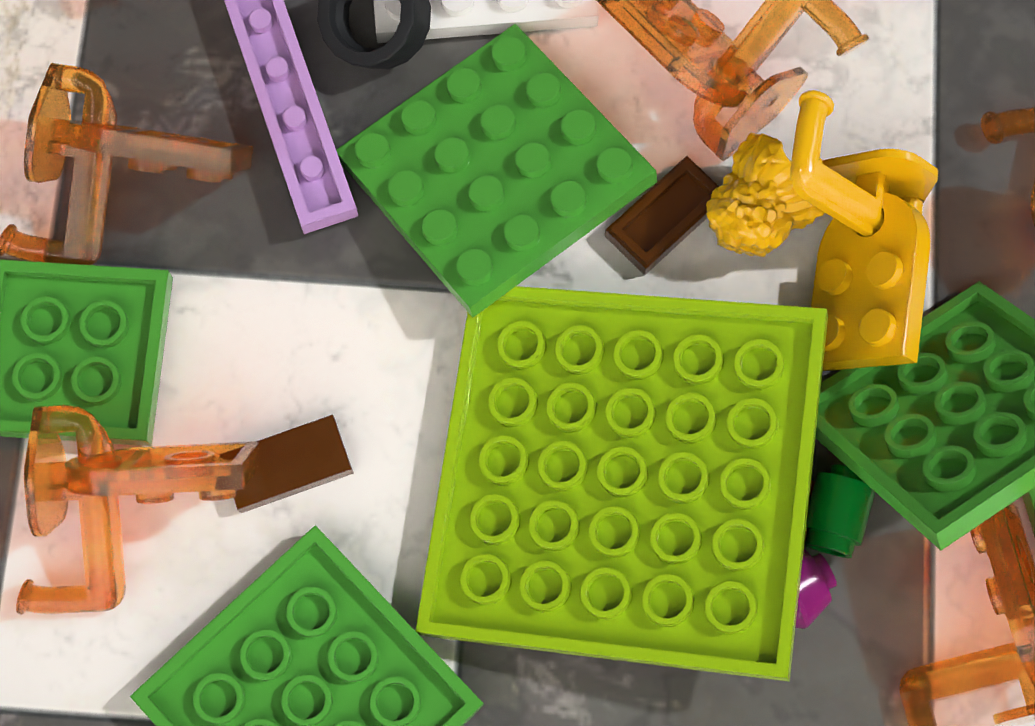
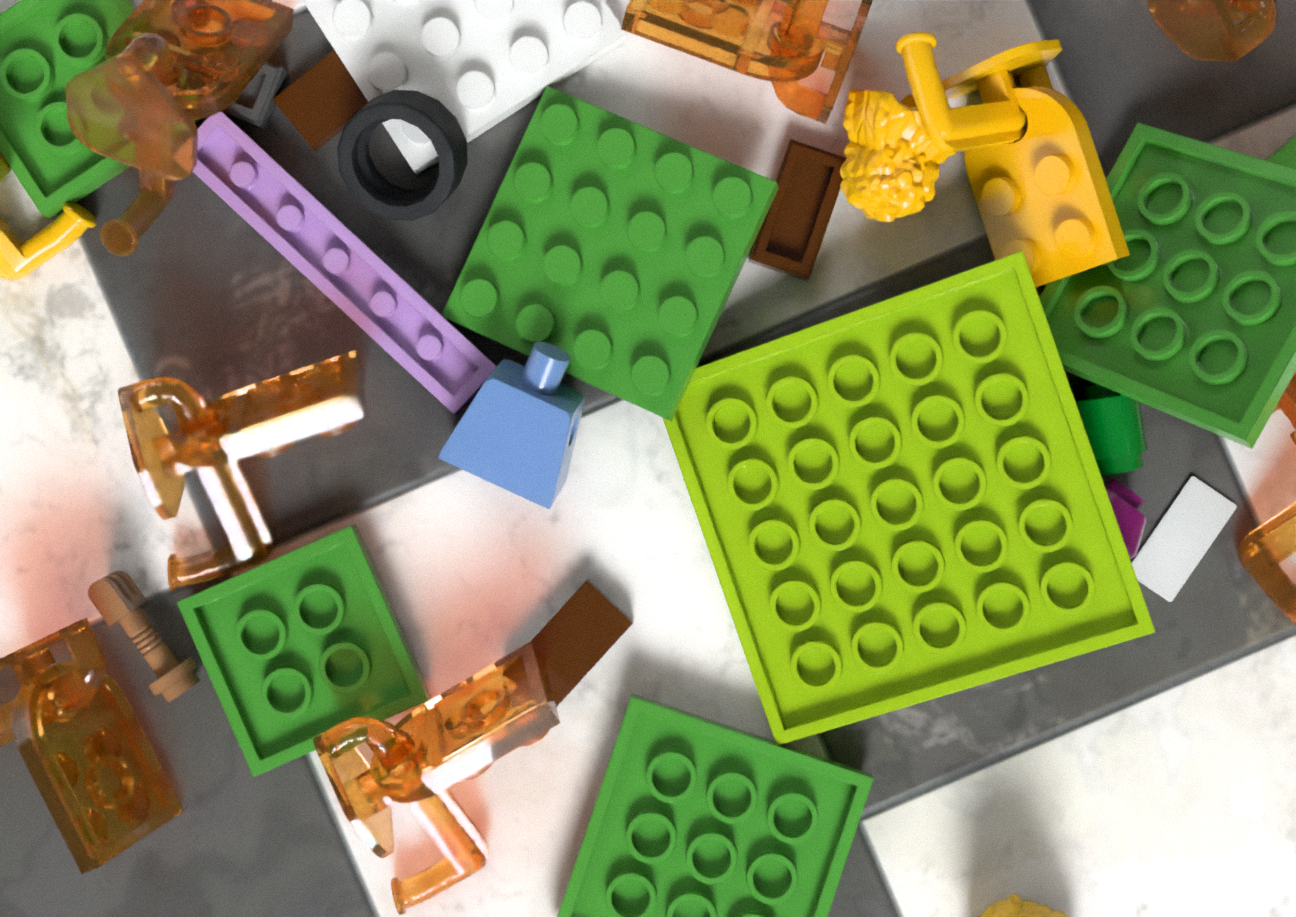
camera: 25 degrees left, 15 degrees up
(348, 260) = (521, 427): none -> medium blue torso
(857, 645) = (1182, 538): none -> white sticker

